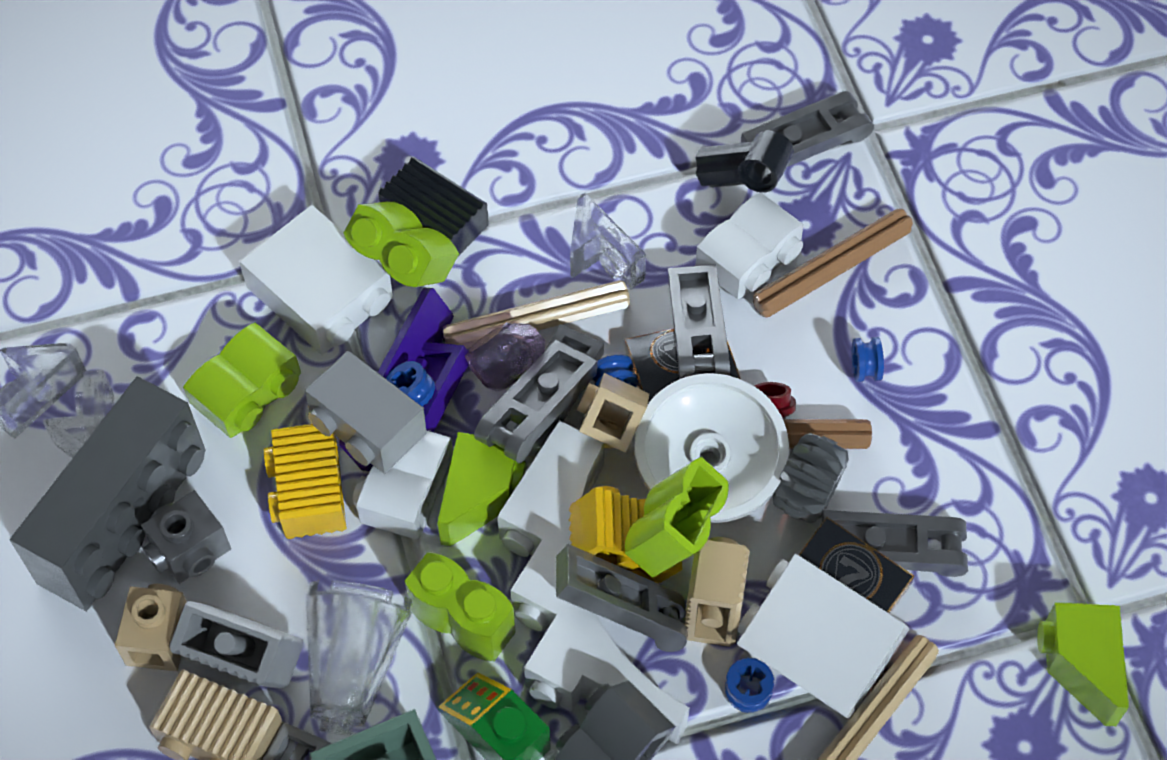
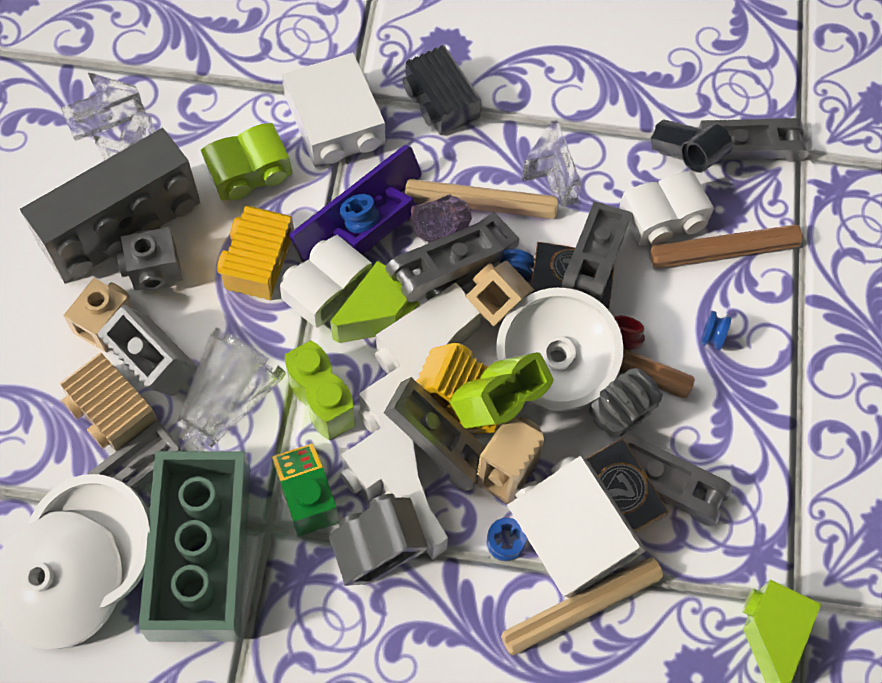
camera: 20 degrees right, 5 degrees up
(365, 413) = (314, 219): light grey brick -> none
(397, 239) = (403, 105): lime brick -> none

